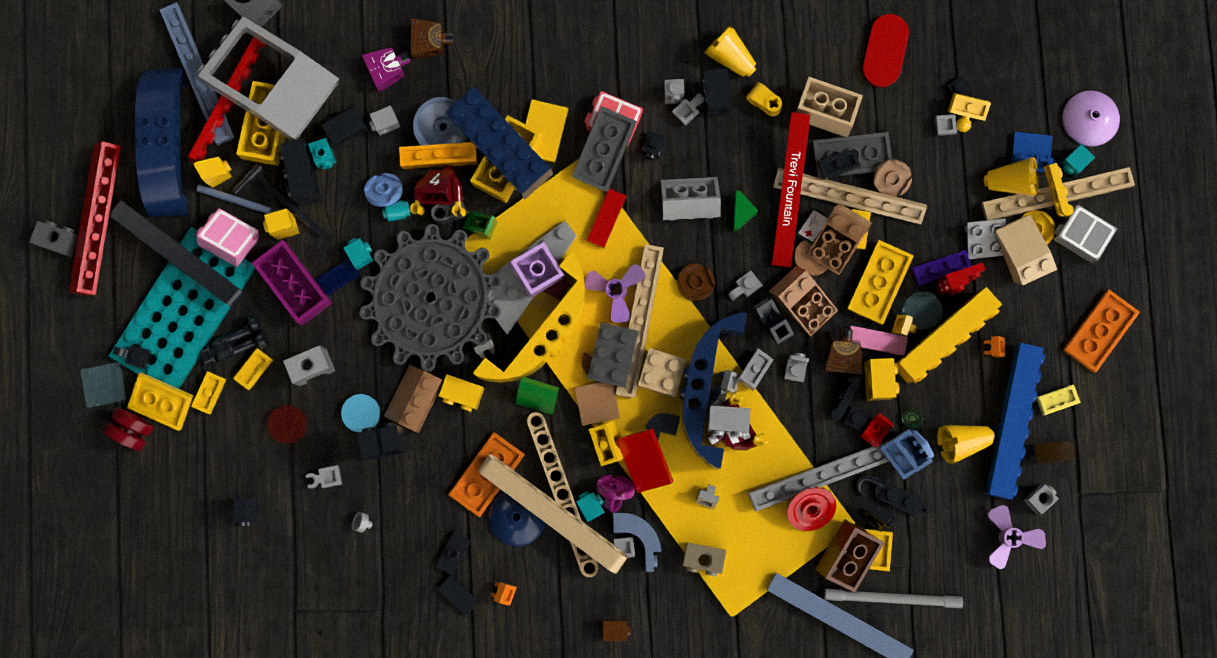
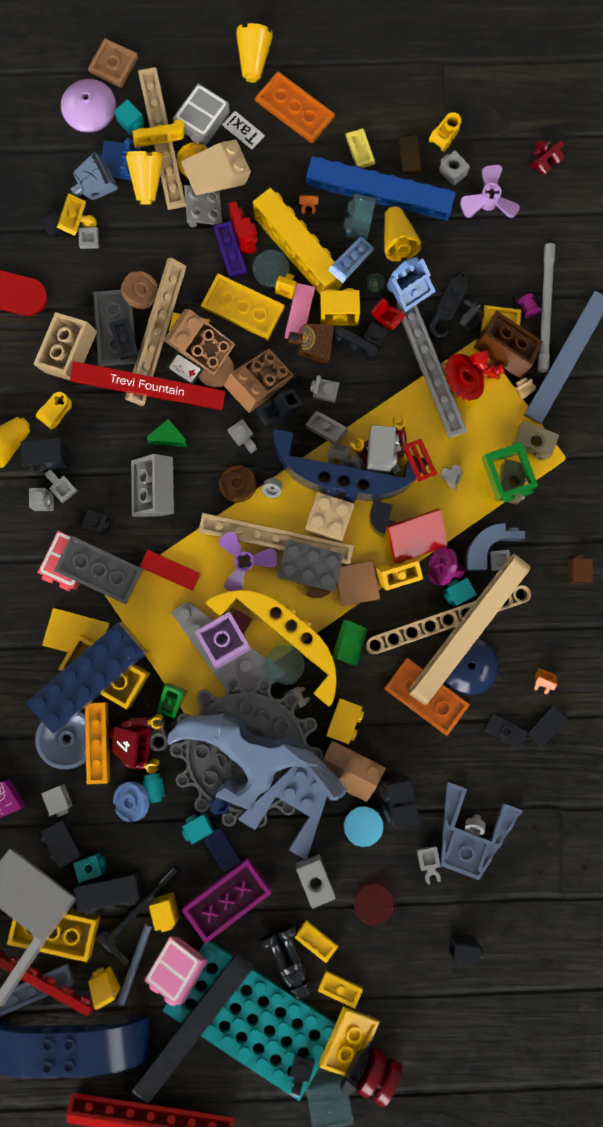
camera: 95 degrees left, 0 degrees up
(135, 408) = (355, 1070): none -> black piece
(336, 514) = (466, 851): none -> sand blue wing
(382, 274) = (218, 805): none -> dark blue tile
(393, 353) = (301, 792): none -> sand blue wing
(425, 305) = (256, 755): none -> sand blue animal
(514, 331) = (285, 664): none -> clear light blue tile
(691, 316) = (272, 488): none -> light grey tile
(730, 546) = (516, 449): none -> green window
(734, 451) = (413, 465): none -> red tile
(749, 594) = (546, 439): none -> dark tan brick
(805, 574) = (525, 387): none -> tan plate
(820, 537) = (489, 370): none -> red arm
(894, 579) = (529, 305): none -> magenta bush
(931, 390) = (351, 259): none -> light blue tile
(981, 400) = (360, 216): none -> clear light blue brick
(1008, 127) = (93, 178): none -> sand blue torso
(1065, 606) = (553, 152): none -> dark red hips
(1073, 278) = (243, 130): none -> white sticker
(1078, 488) = (444, 133): none -> yellow piece
(1138, 141) = (113, 63): none -> medium nougat tile
(1159, 285) = (253, 49): none -> yellow cone

